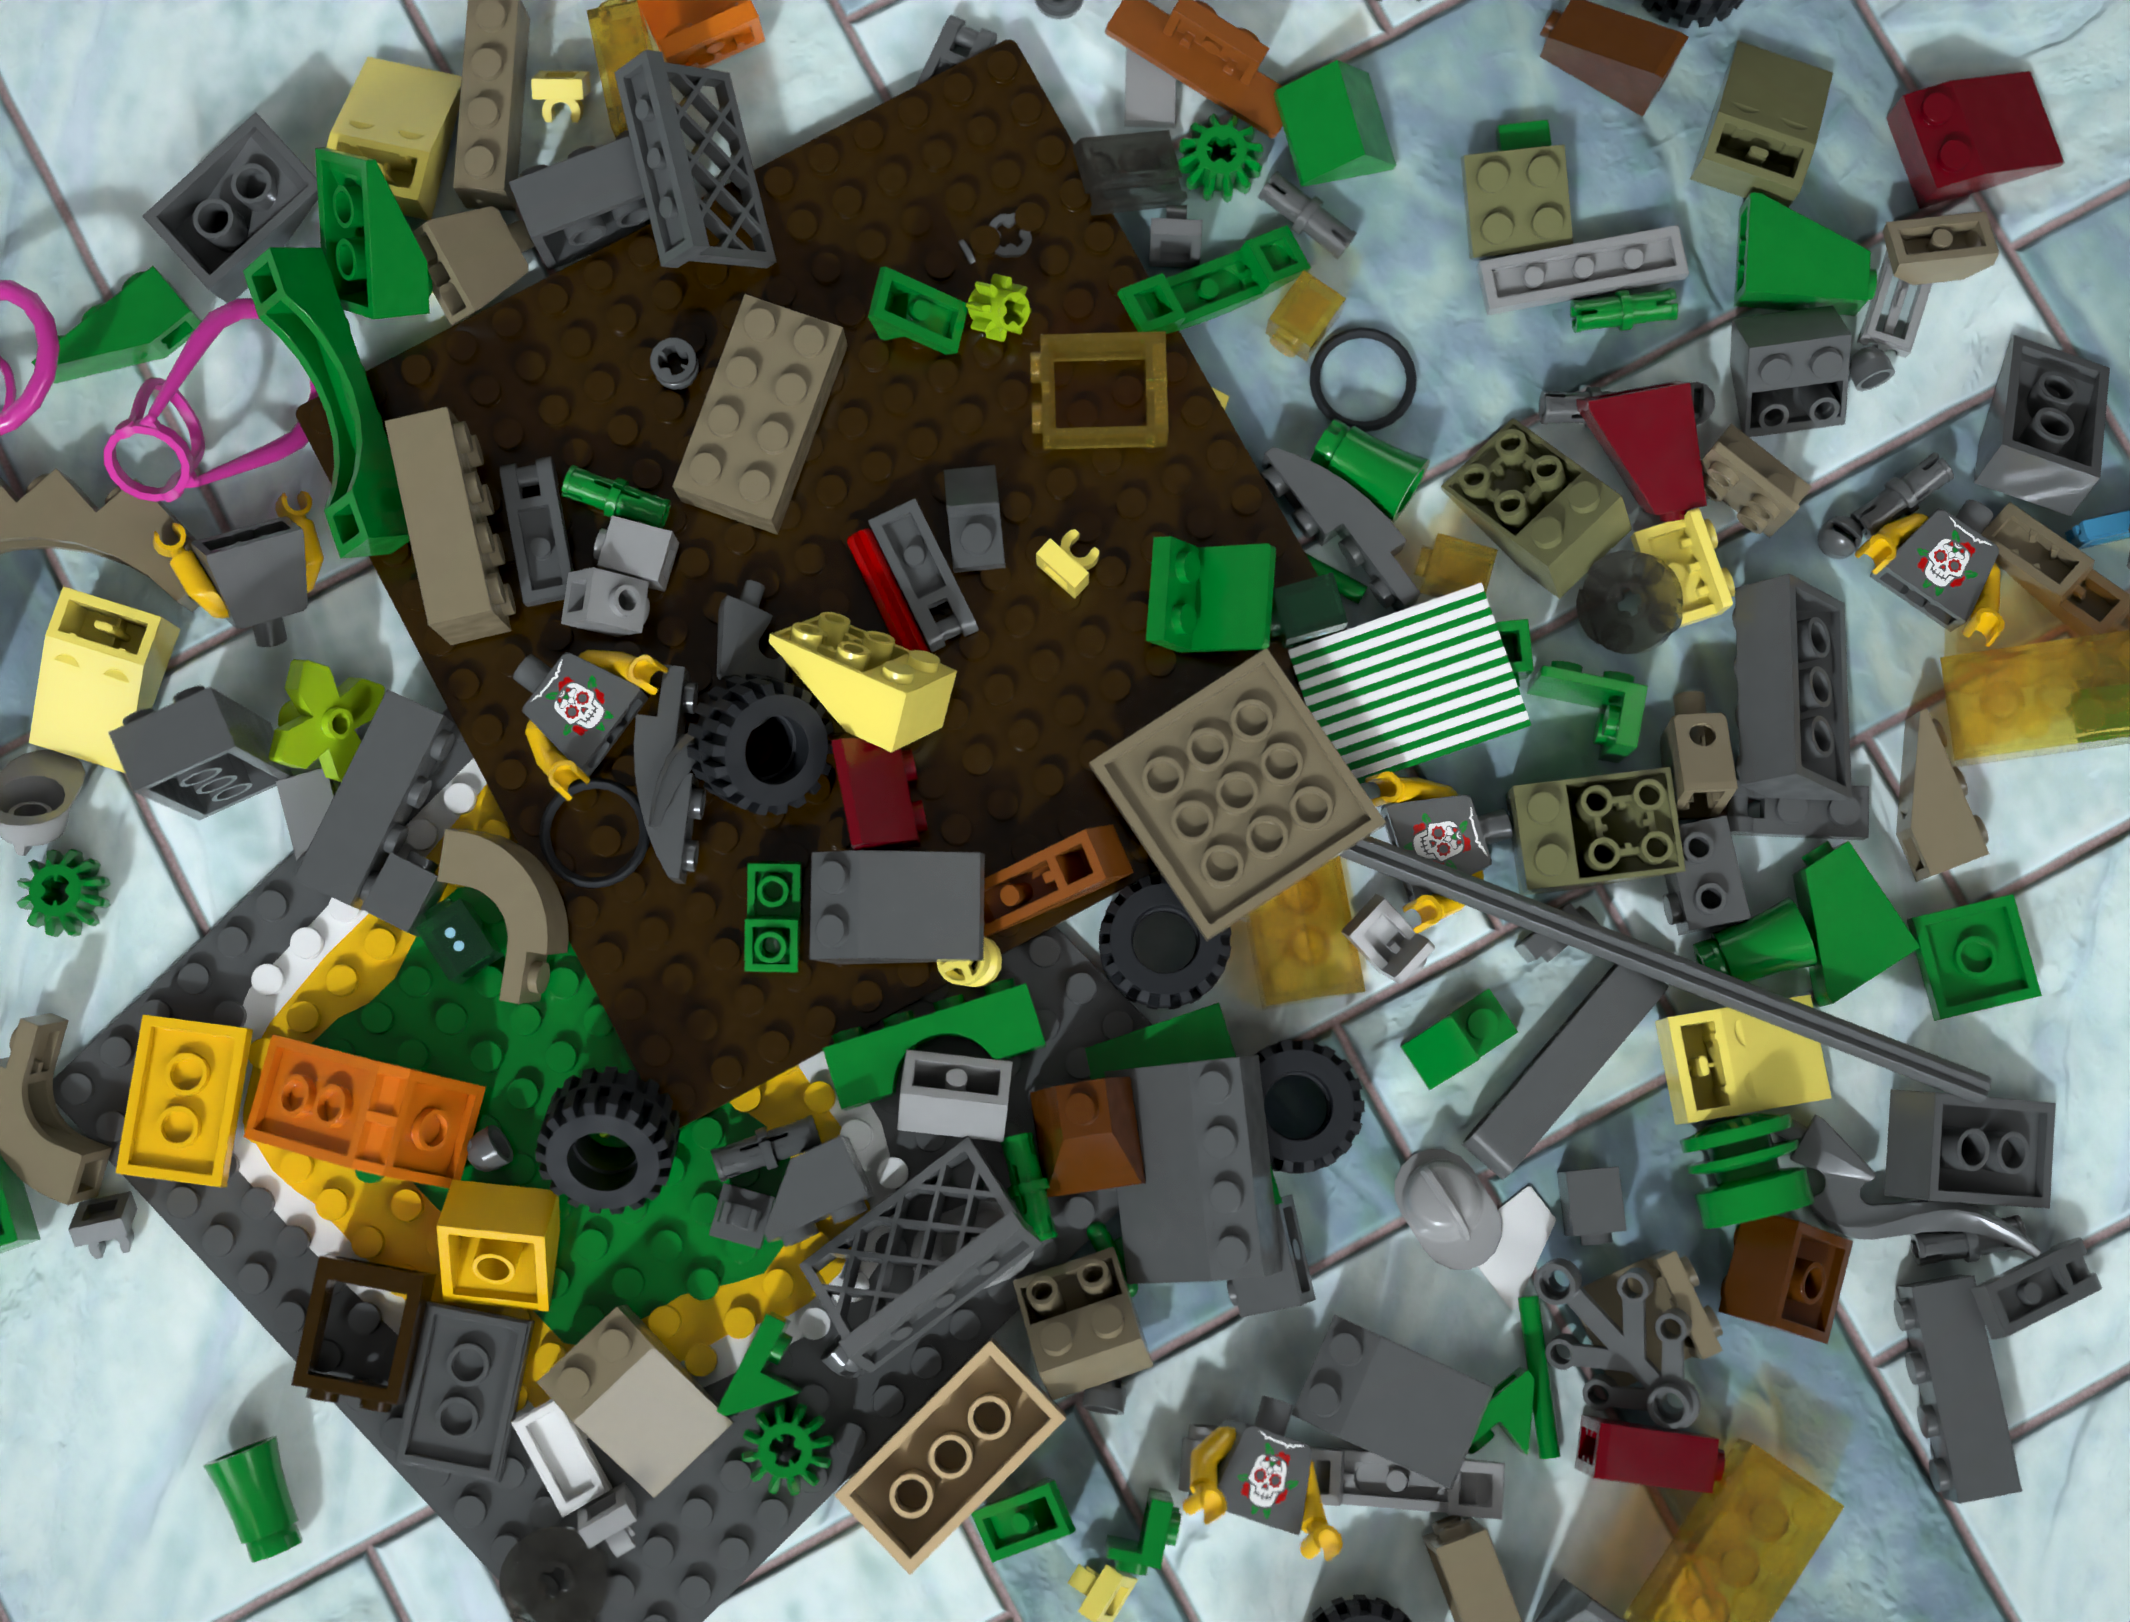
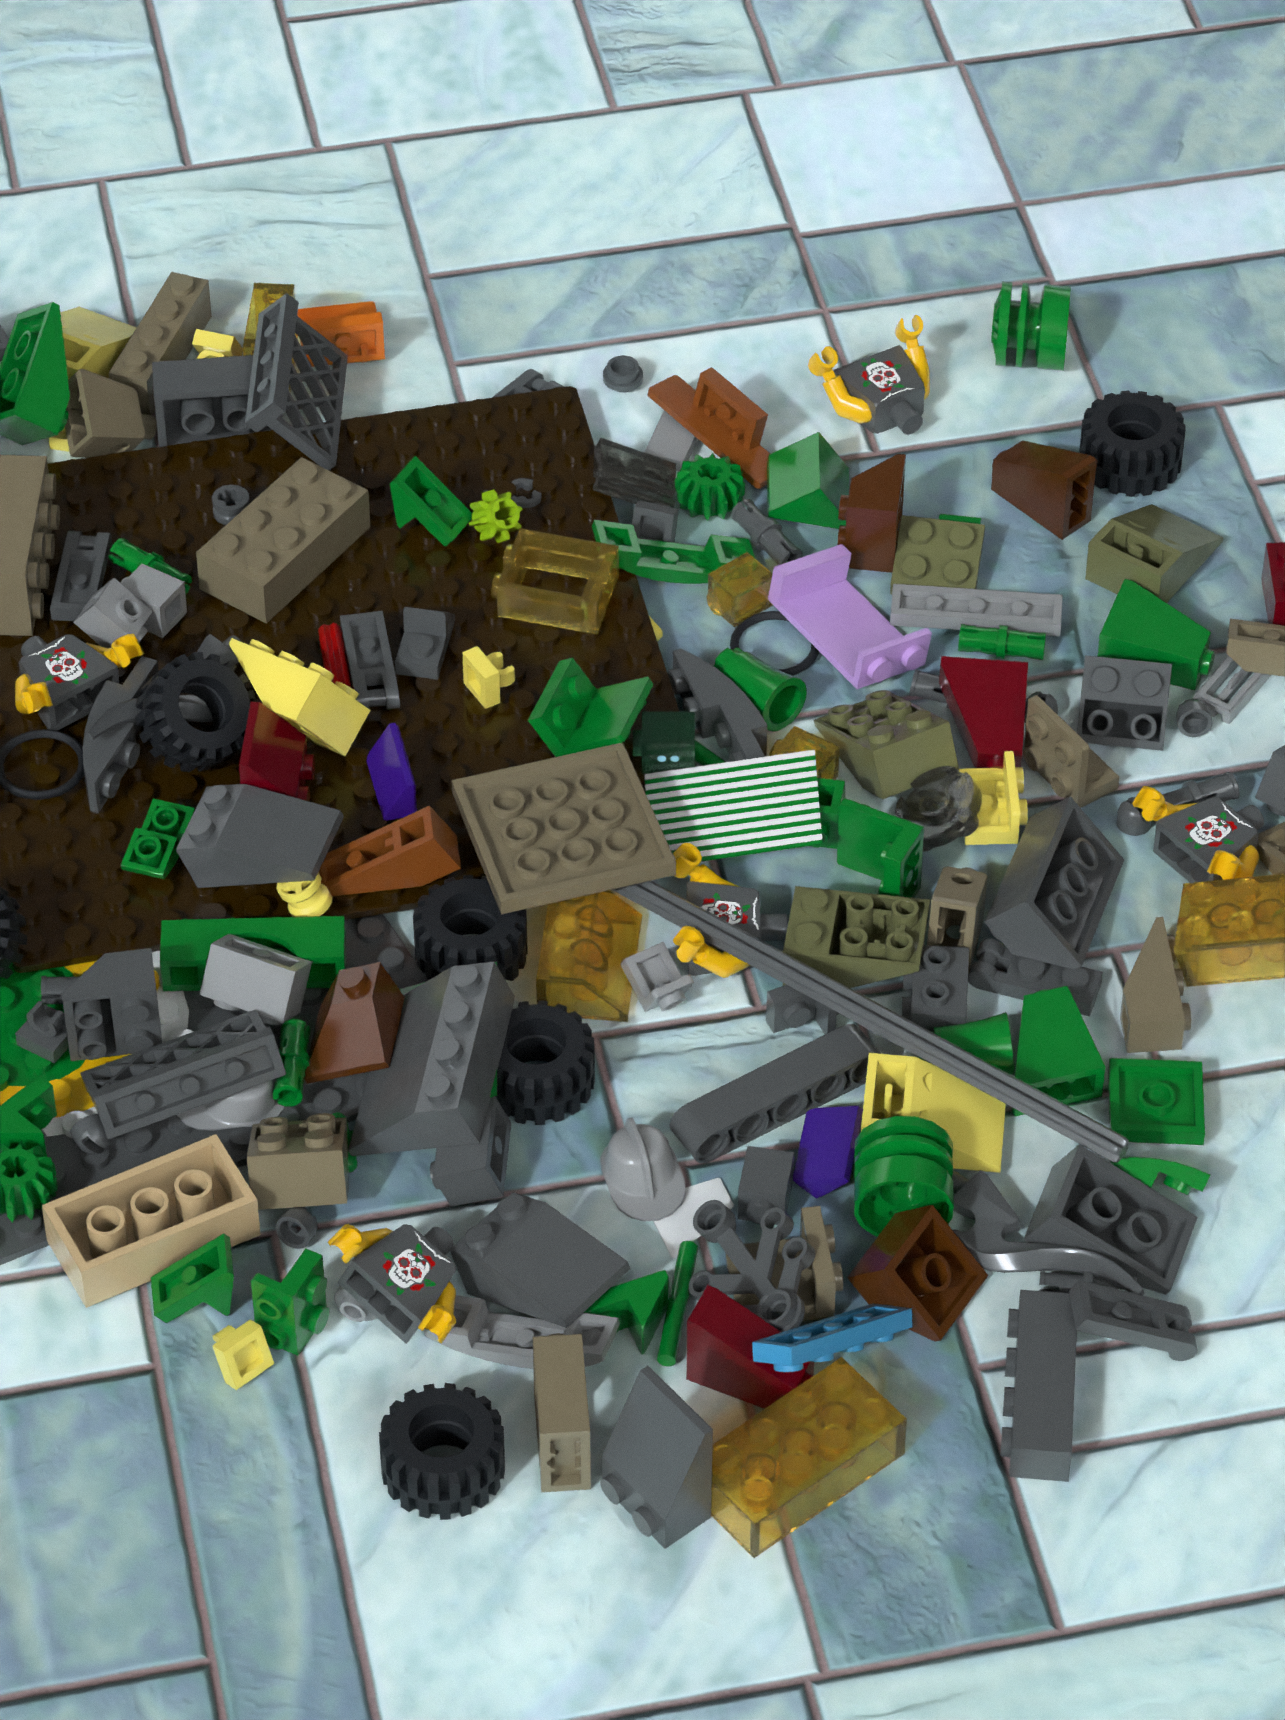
camera: 15 degrees right, 35 degrees down
(1006, 746) = (392, 775): none -> dark purple slope
(1438, 172) = (873, 515): none -> reddish brown slope
(1441, 335) = (842, 621): none -> lavender panel
(1459, 1039) = (690, 1063): green slope -> none
(1644, 1129) = (827, 1149): none -> dark purple slope
(1737, 1422) = (834, 1334): none -> dark azure plate
(2012, 1059) = (1178, 1176): none -> green slope

